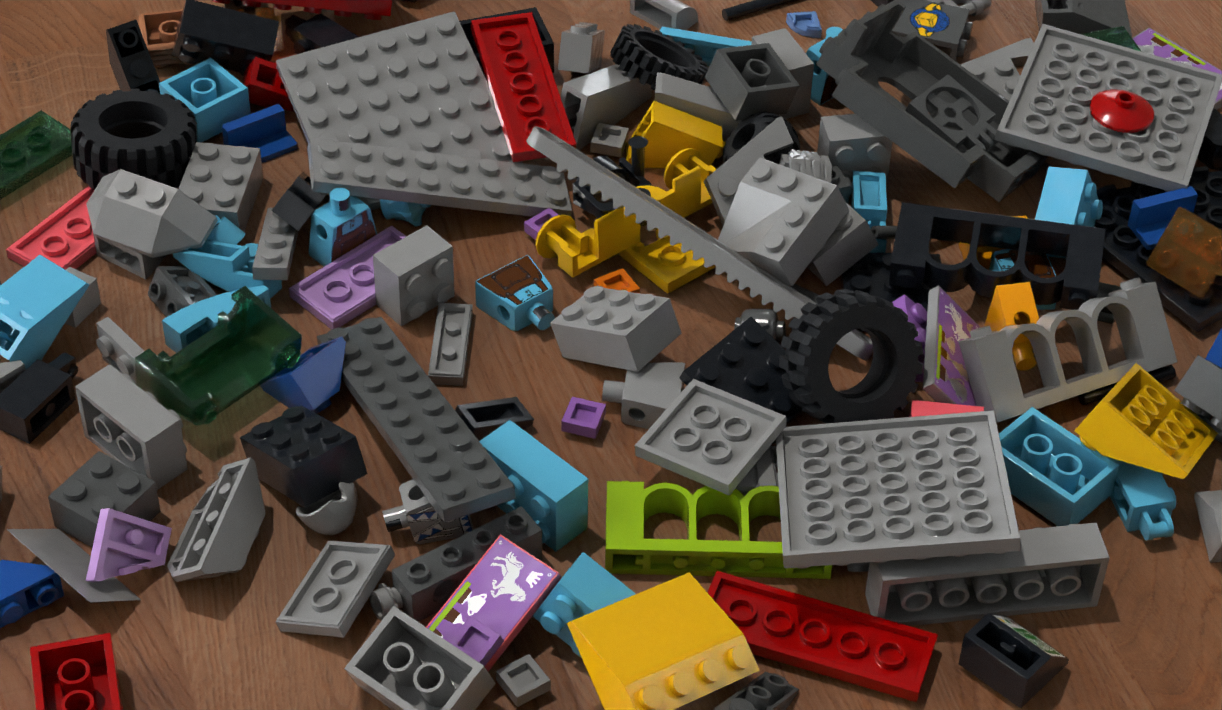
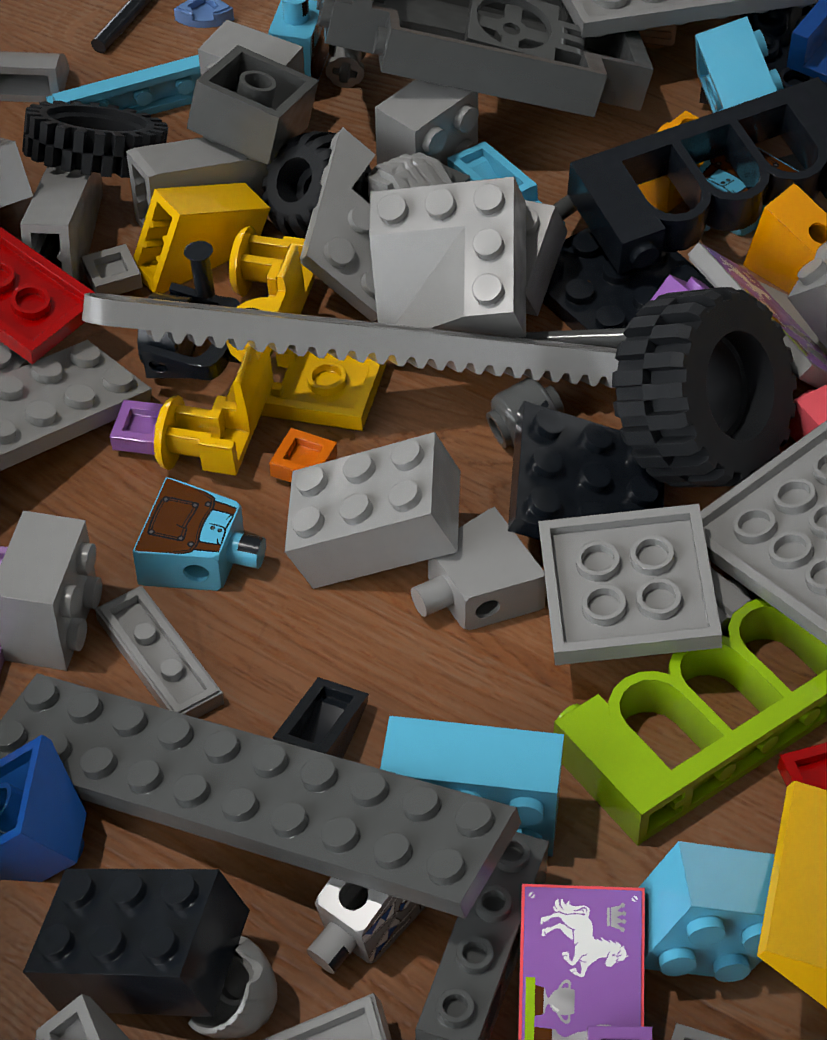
camera: 35 degrees left, 5 degrees up
(583, 417) = (426, 653): medium lavender plate -> none

